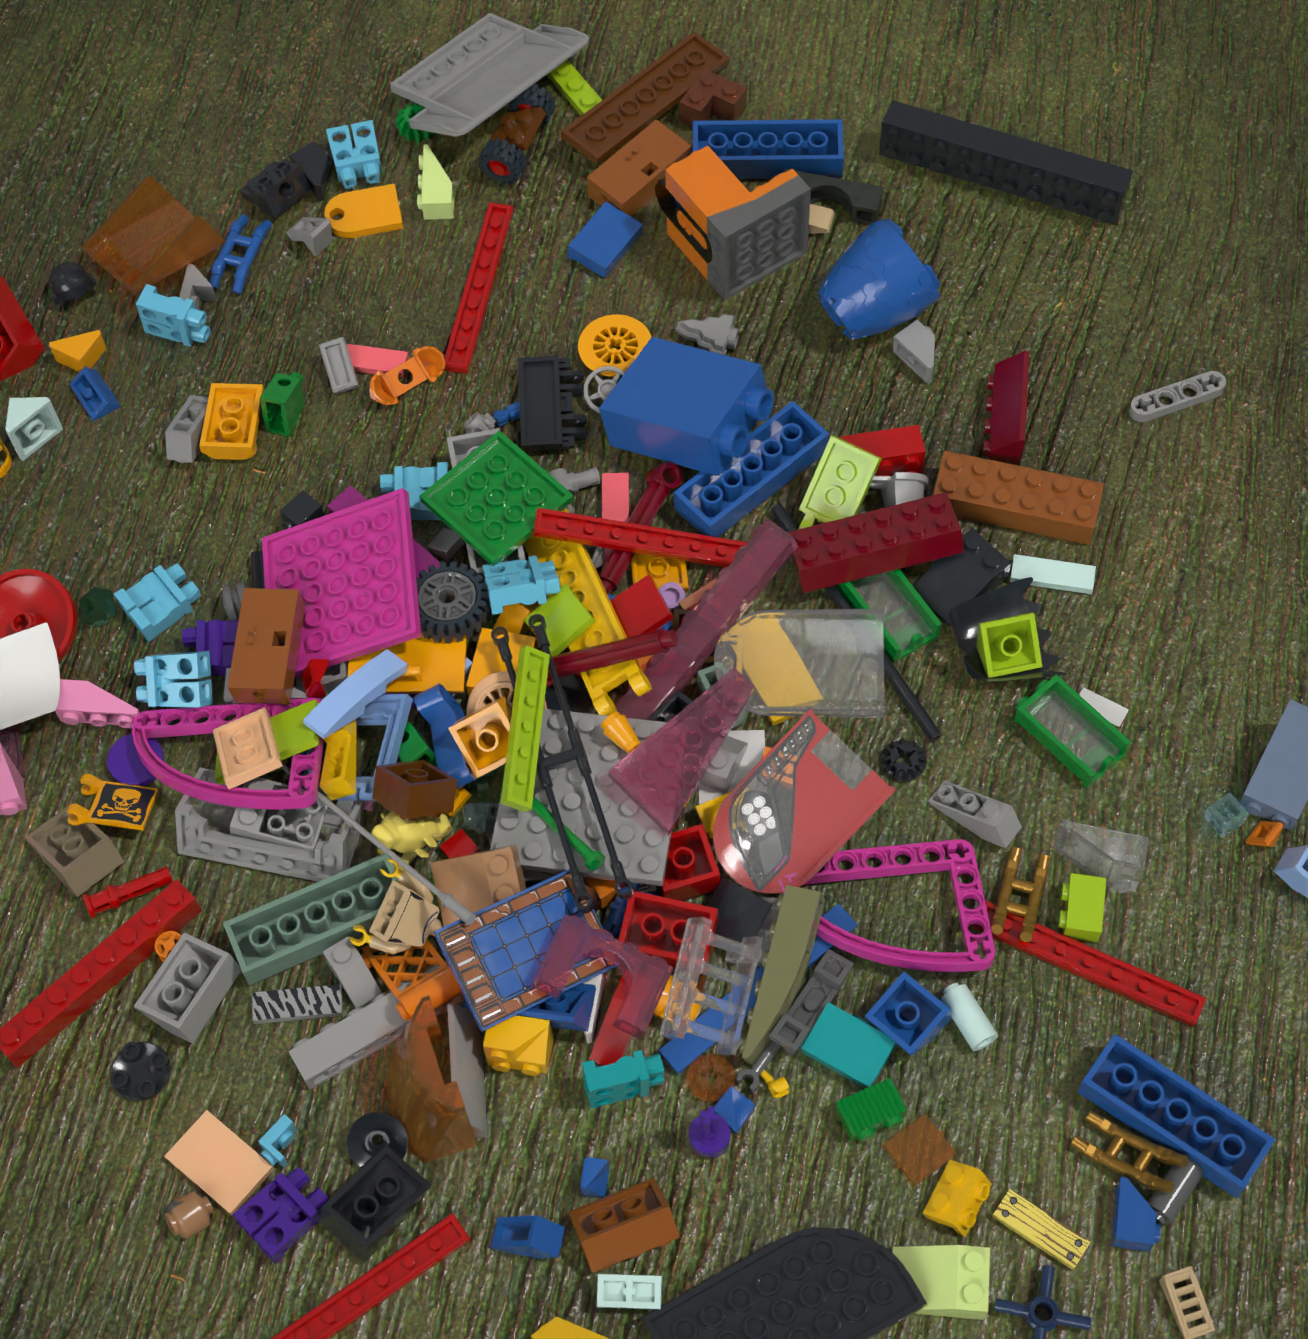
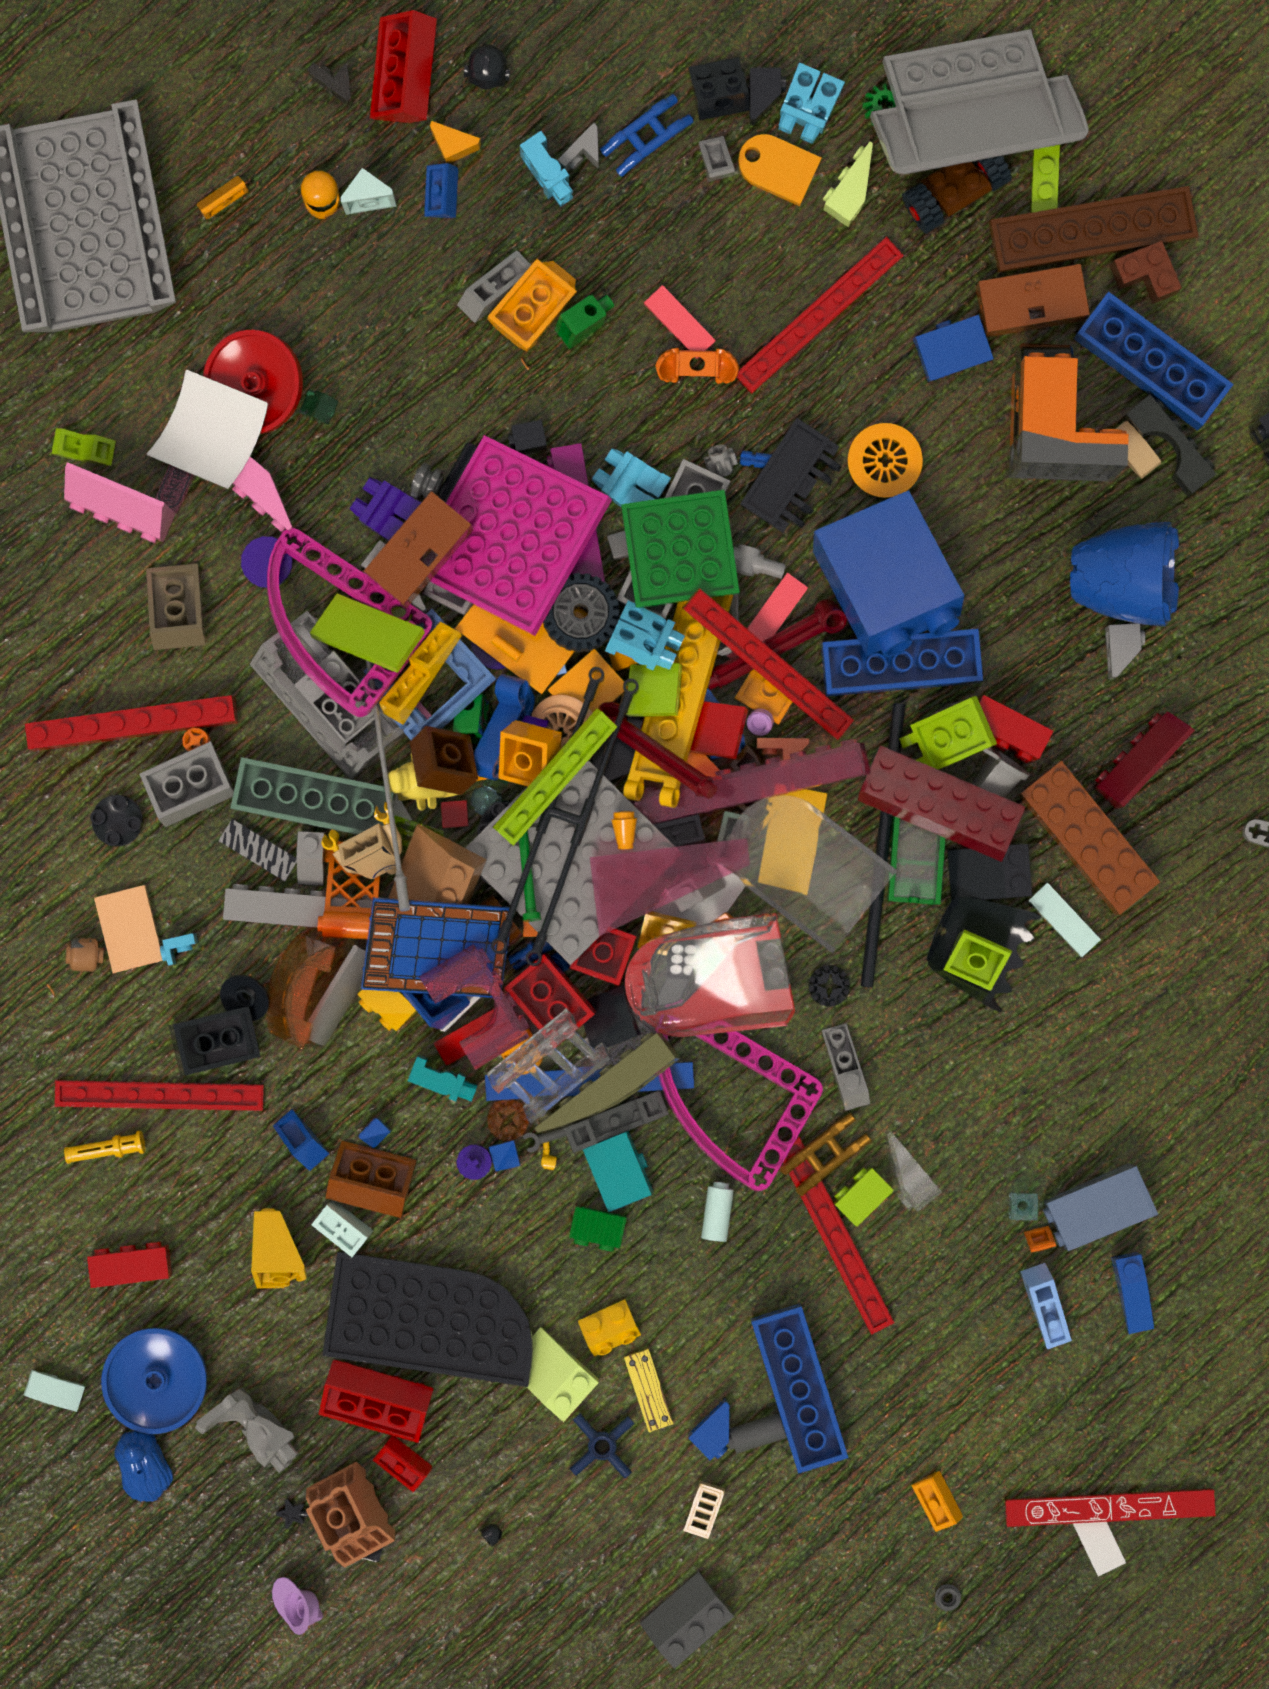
camera: 30 degrees right, 25 degrees up
(114, 804) = (229, 595): light orange flag -> none
(114, 896) = (182, 668): red pin -> none
(149, 237) = (580, 74): clear orange windscreen -> none
(157, 600) = (376, 433): medium azure hips -> none
(165, 684) = (334, 522): medium azure hips -> none
(247, 748) = (346, 631): light nougat tile -> none
(281, 1213) = (155, 1000): dark purple hips -> none
(313, 679) = (437, 601): red slope -> none
(339, 365) = (651, 314): light grey tile -> none
(355, 692) = (453, 649): light blue slope -> none
(604, 387) = (847, 498): light grey wheel -> none
(712, 333) = (970, 506): light grey rock -> none
(909, 1014) = (673, 1183): blue slope -> none
(920, 1150) = (611, 1276): clear orange piece -> none
(1071, 730) = (968, 1056): door -> none
(1108, 709) = (1009, 1052): white sticker -> none
(1120, 1137) = (732, 1380): pearl gold piece -> none

